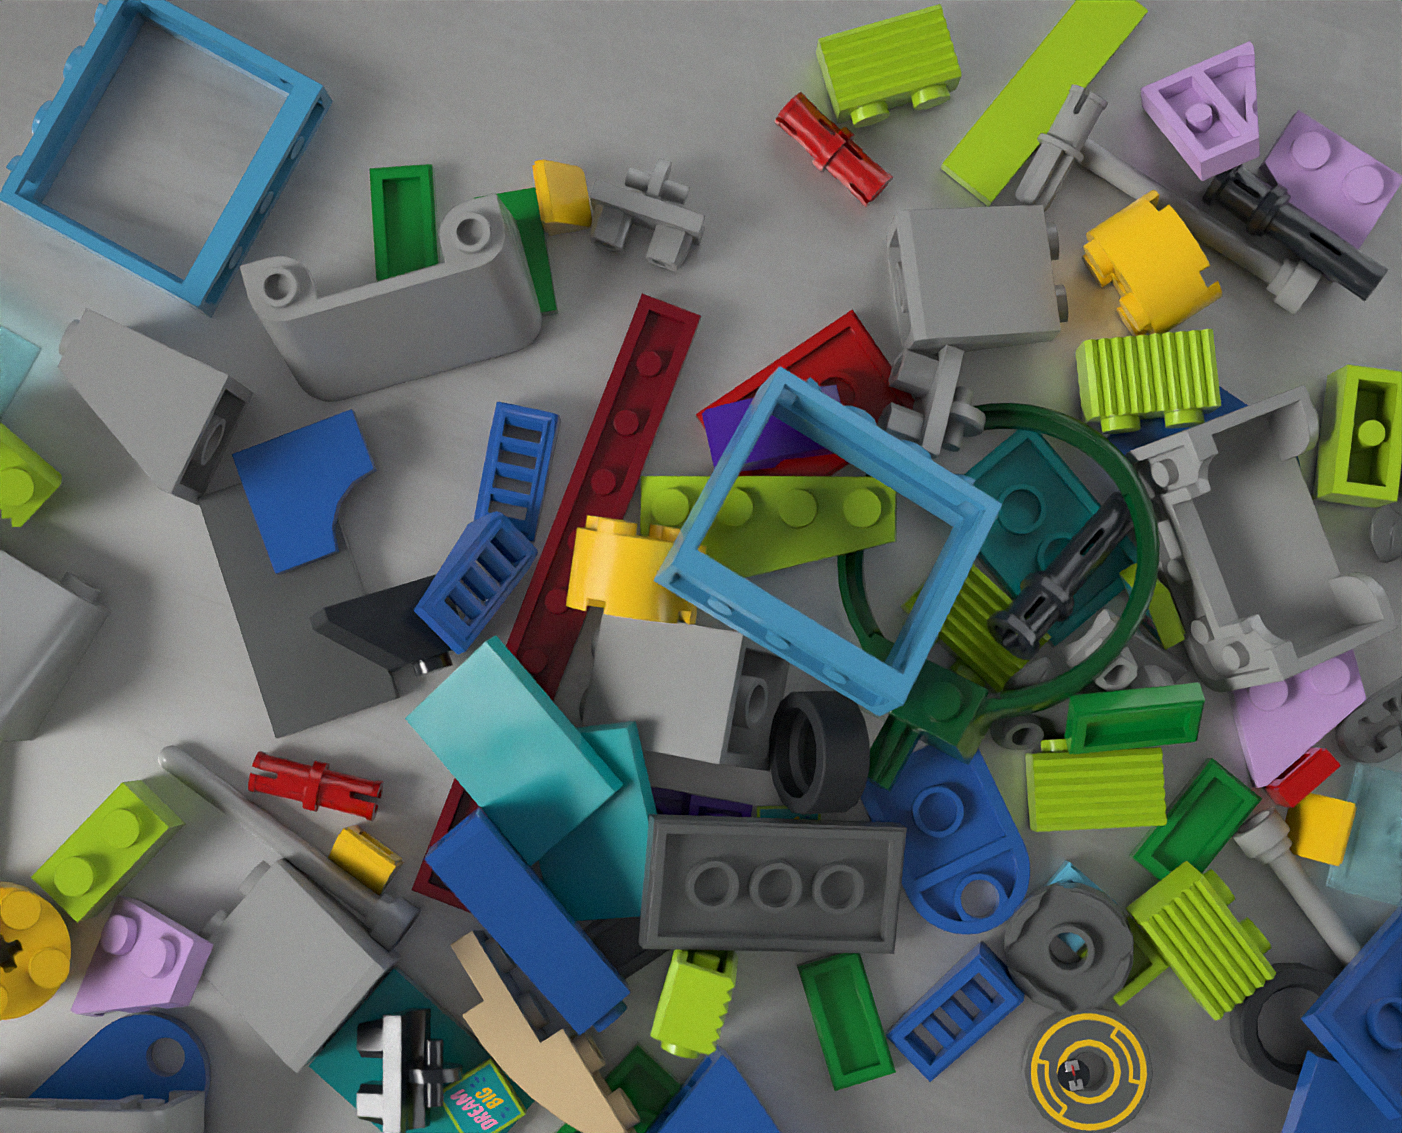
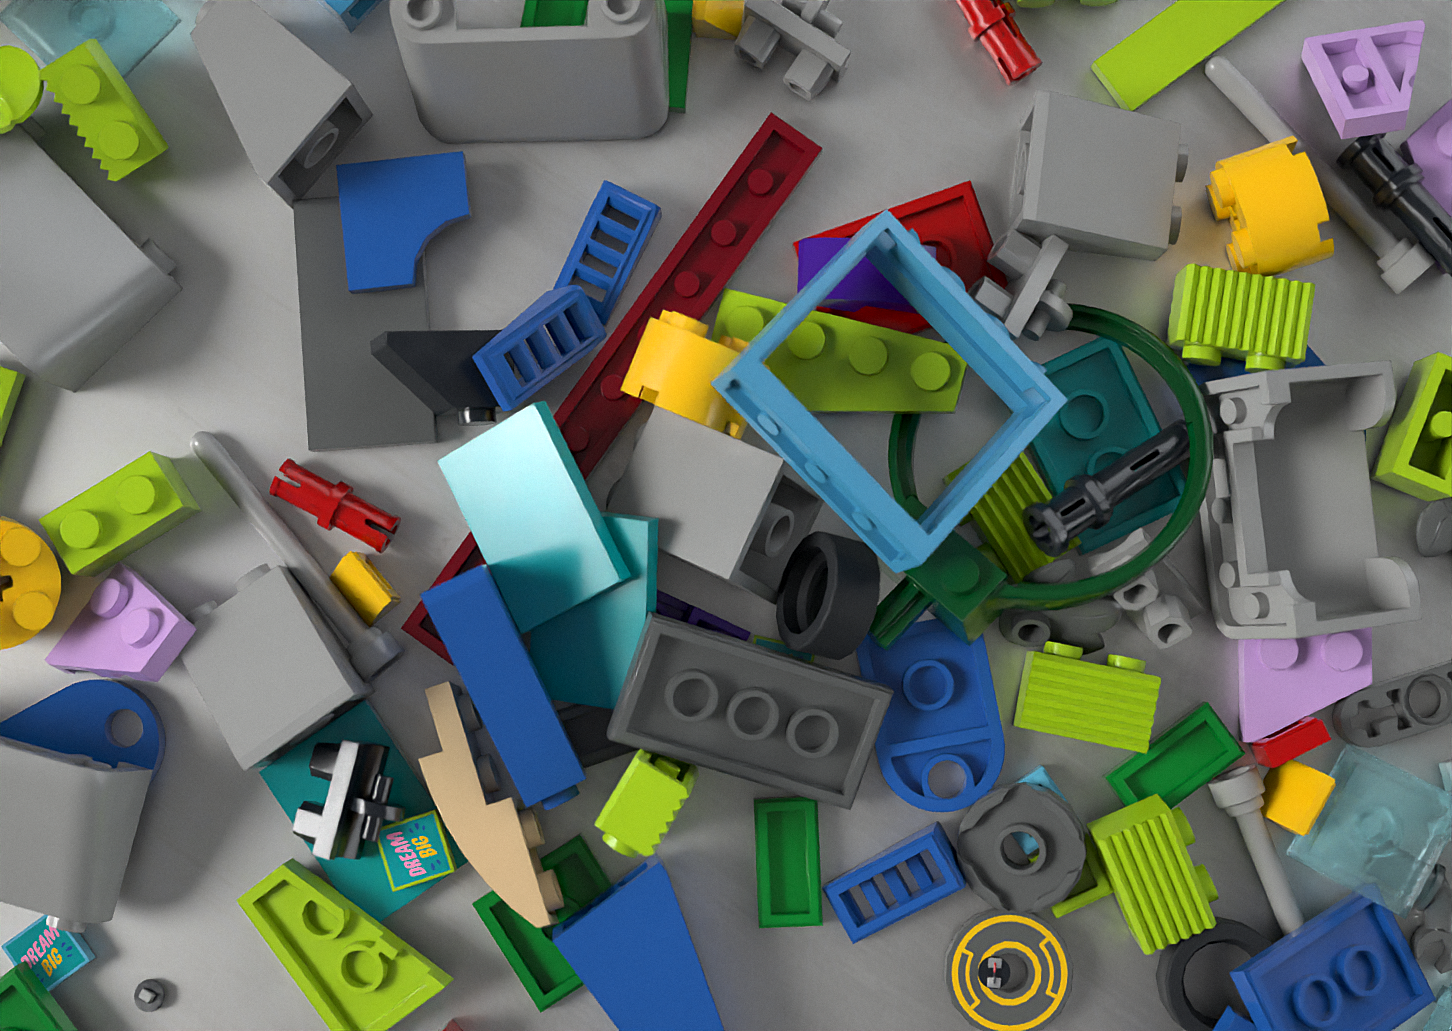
camera: 15 degrees right, 0 degrees up
(1060, 147) = (1213, 73): light grey axle -> none
(1134, 718) = (1142, 641): green tile -> none
(1161, 617) = (1193, 550): lime tile -> none

